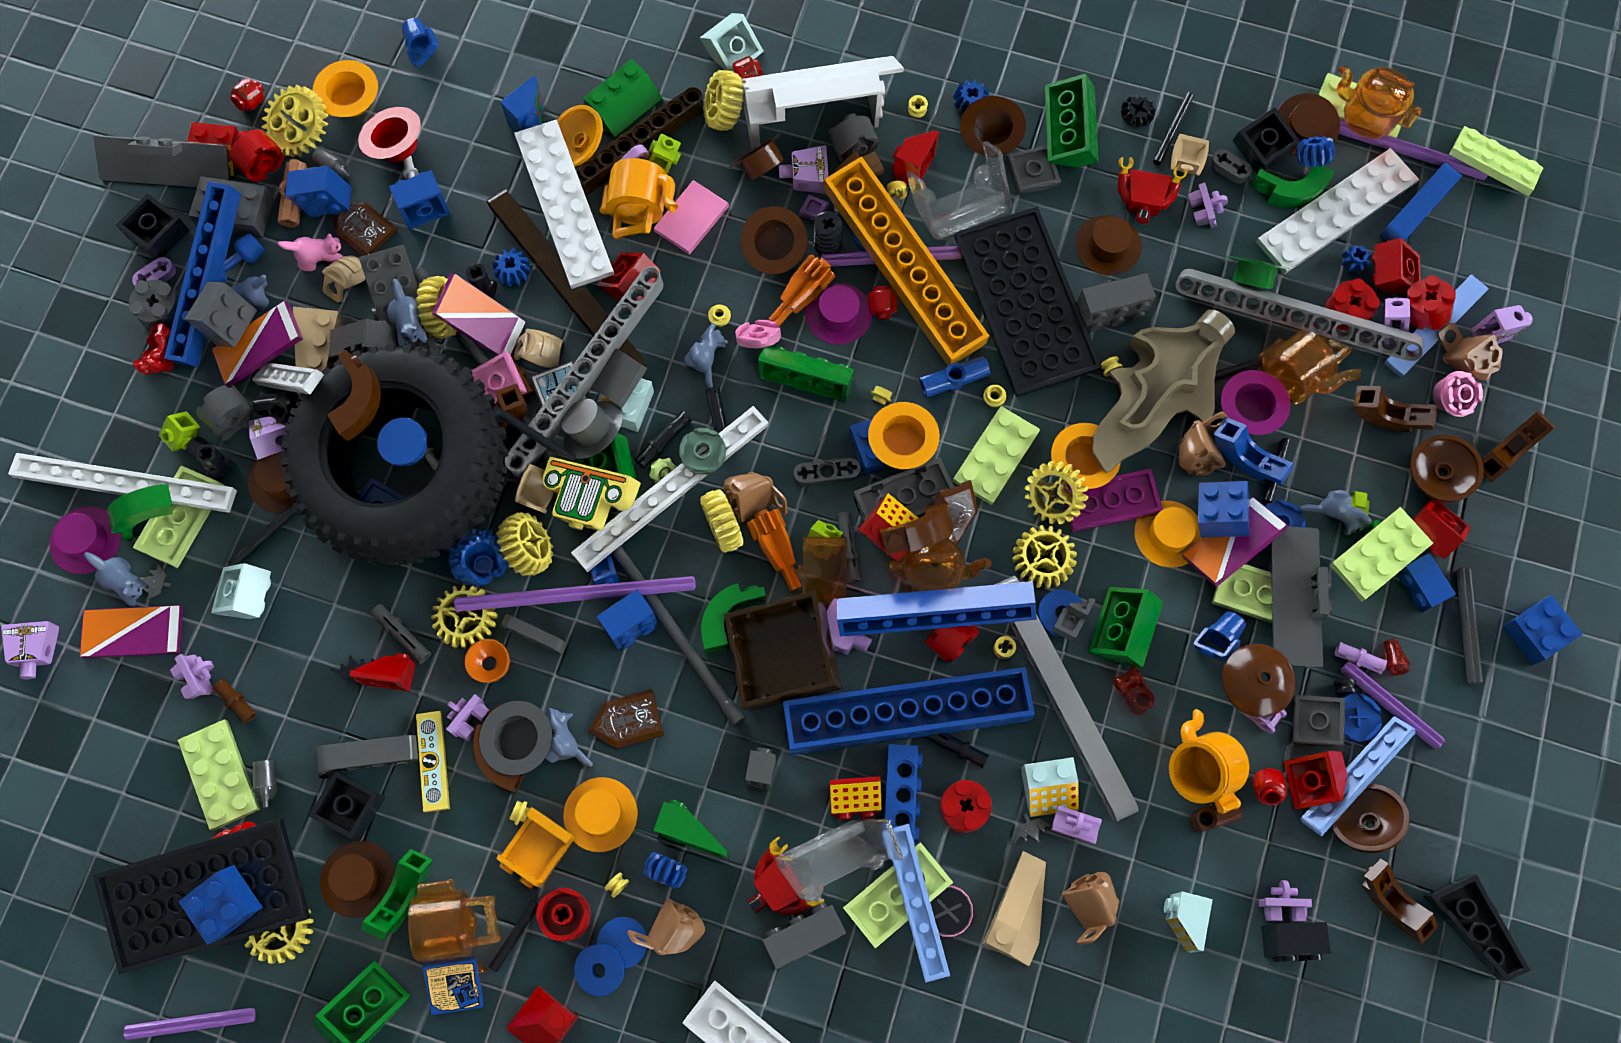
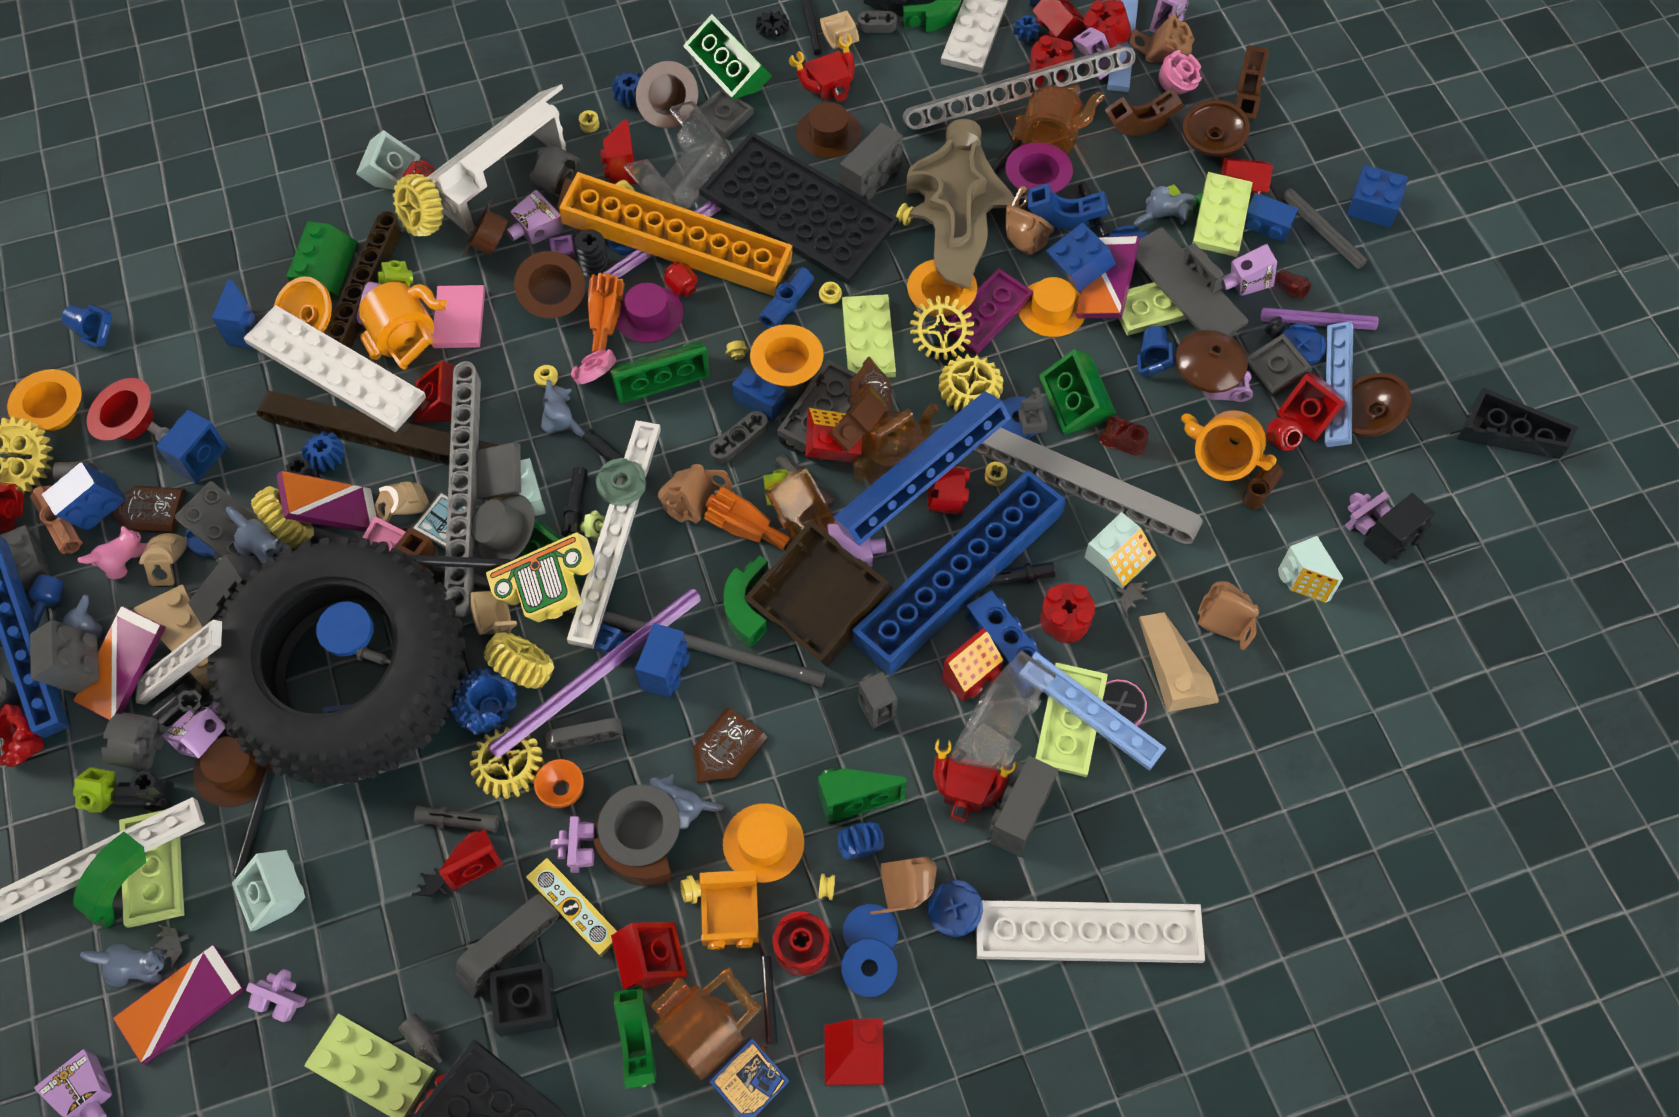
camera: 35 degrees left, 10 degrees down
(82, 532) = (53, 960): magenta hose -> none
(234, 700) = (335, 990): reddish brown pin -> none
(356, 878) = (581, 1062): reddish brown hose -> none
(363, 400) = (281, 624): reddish brown arch -> none
(455, 839) = (648, 954): none -> red slope
(695, 974) = (955, 908): none -> blue tile
(721, 521) = (681, 527): light yellow gear -> none
(1076, 824) = (1165, 563): lavender hips -> none
(1202, 197) = (886, 54): lavender hips -> none
(1255, 272) = (961, 77): green hose -> none
(1360, 657) = (1268, 300): lavender pin -> none
(1363, 623) = (1252, 271): none -> lavender torso
(1396, 904) = (1446, 455): reddish brown arch -> none

